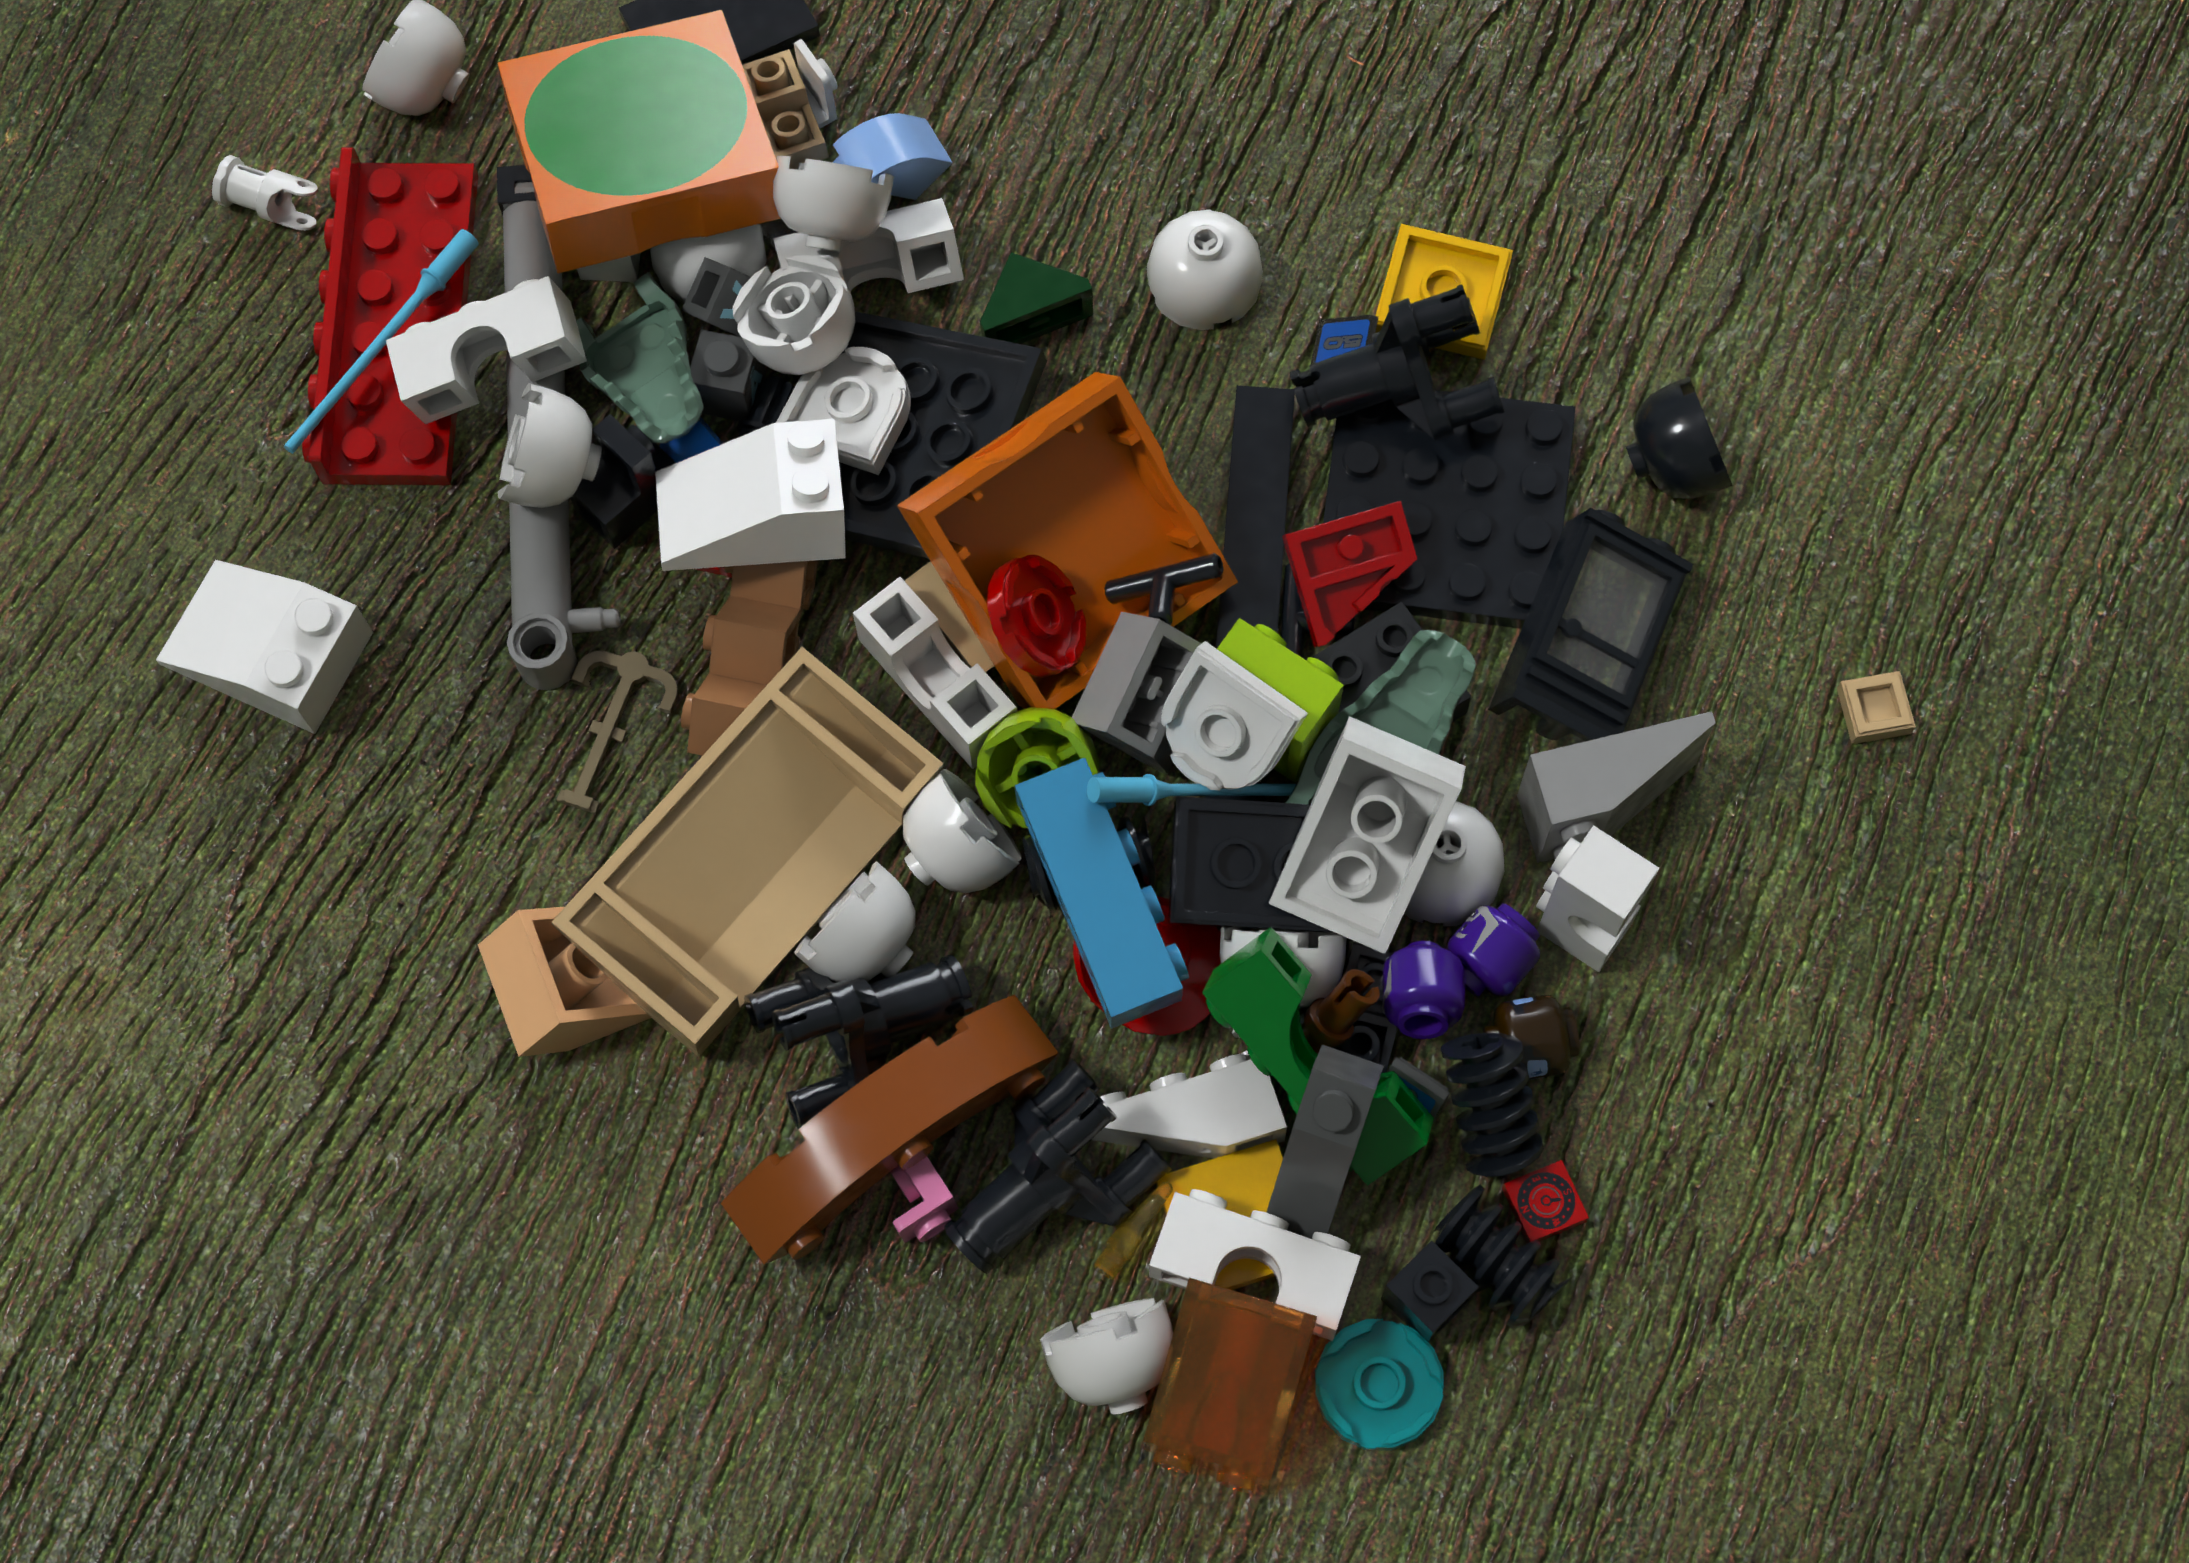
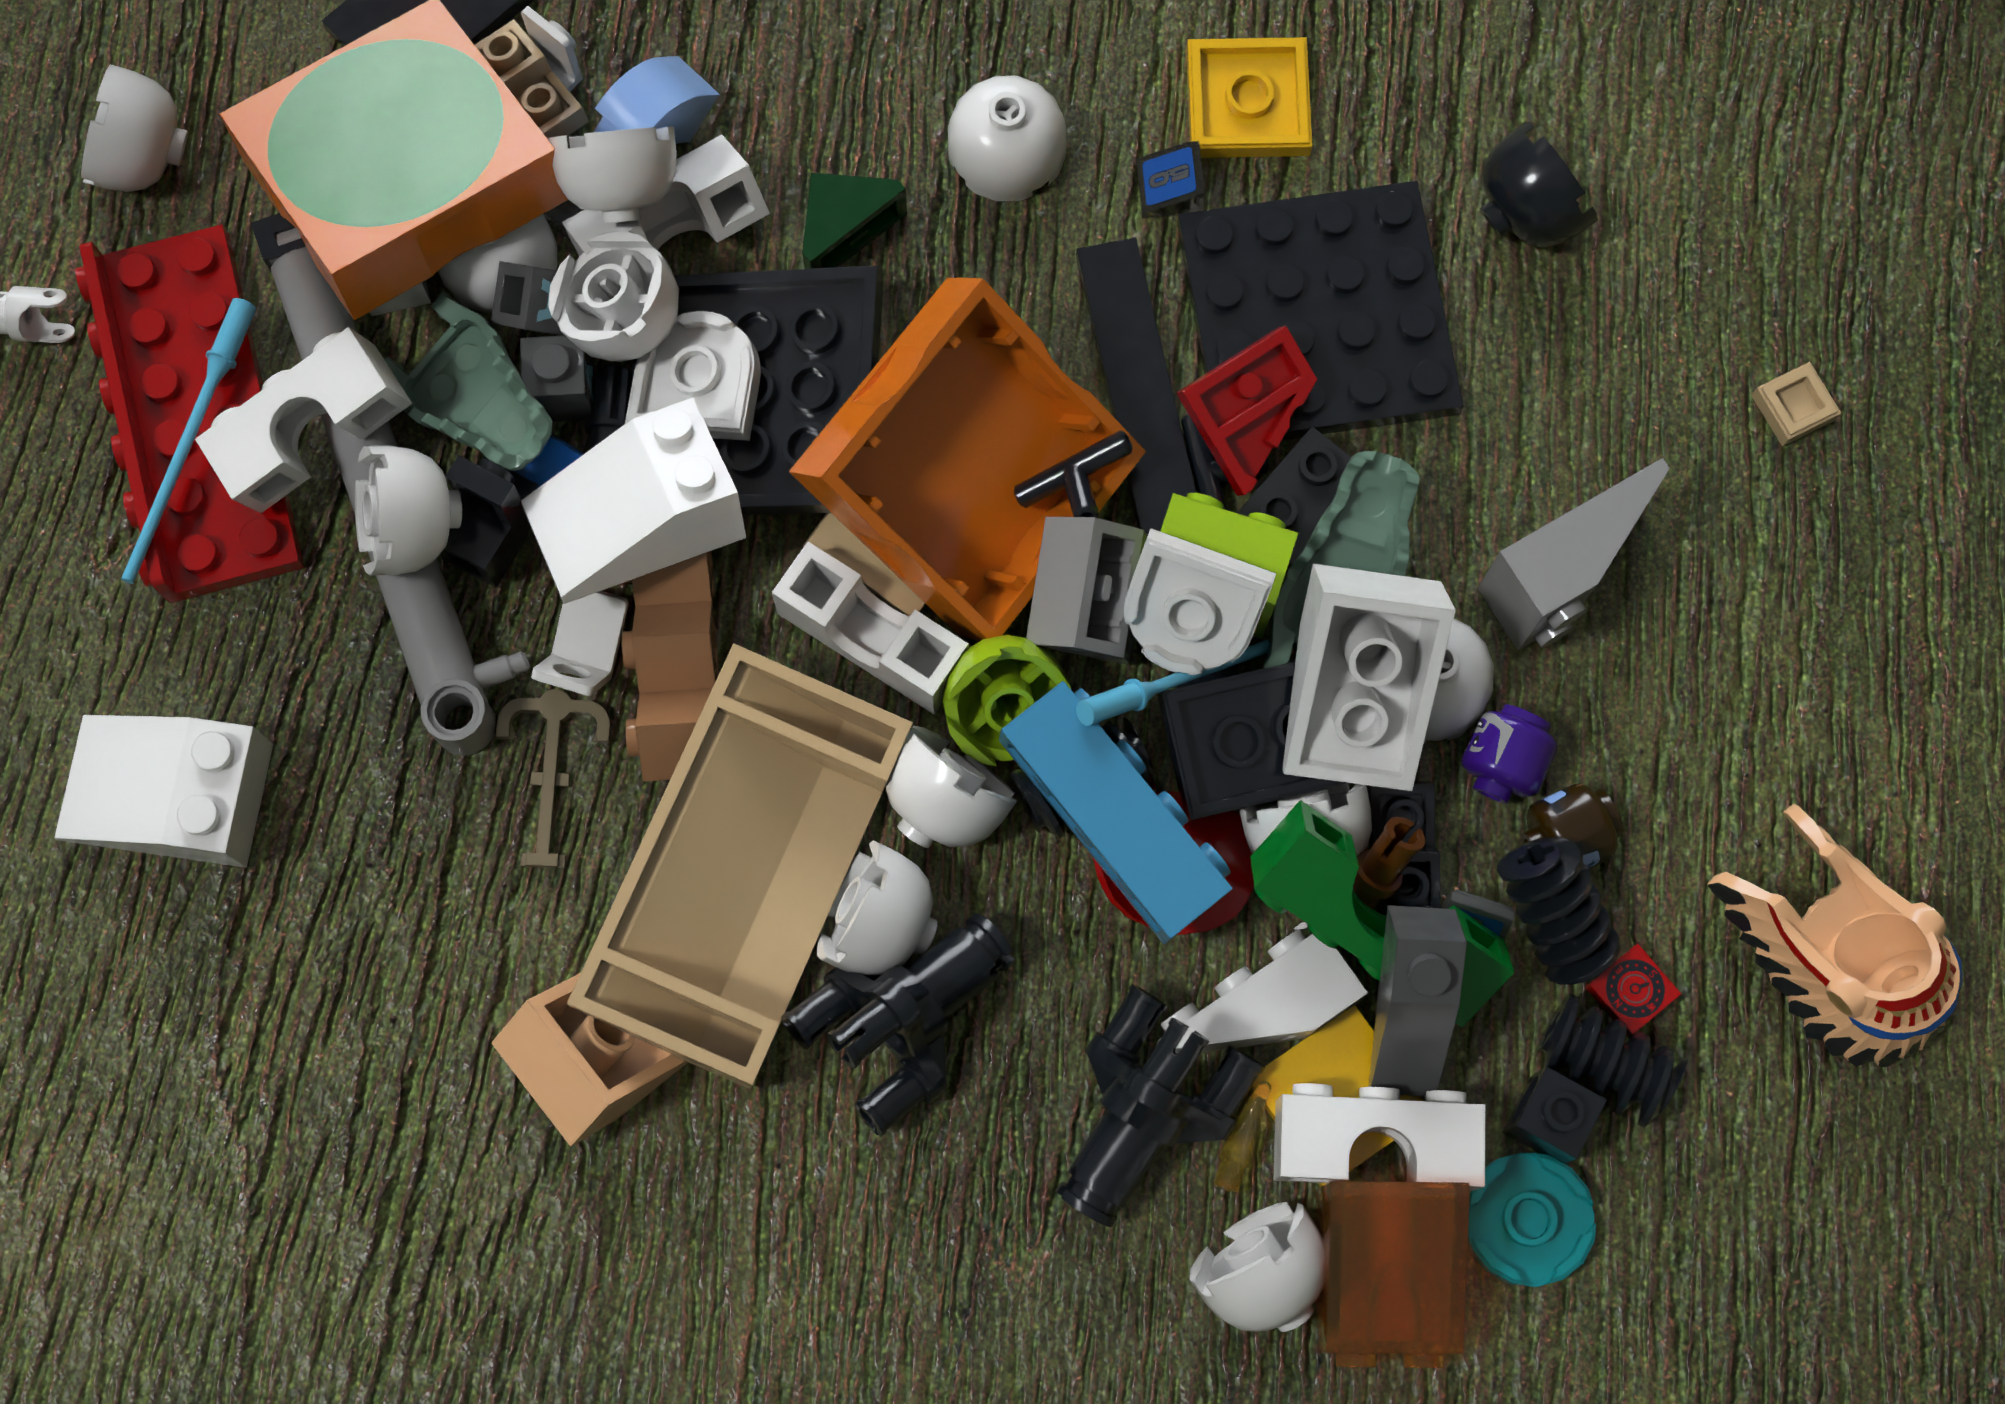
camera: 20 degrees left, 5 degrees up
(676, 616) = (585, 644): none -> white bracket
(887, 1125) = (971, 1111): dark orange brick -> none
(933, 1213) = (1016, 1150): bright pink bracket -> none
(1036, 616) = (960, 545): red tile -> none
(1399, 371) = (1241, 192): black wheel -> none
(1423, 990) = (1459, 815): dark purple head -> none
(1592, 628) = (1506, 404): black door -> none
(1593, 896) = (1602, 676): white arch -> none
(1765, 1235) = (1860, 962): none -> light nougat piece

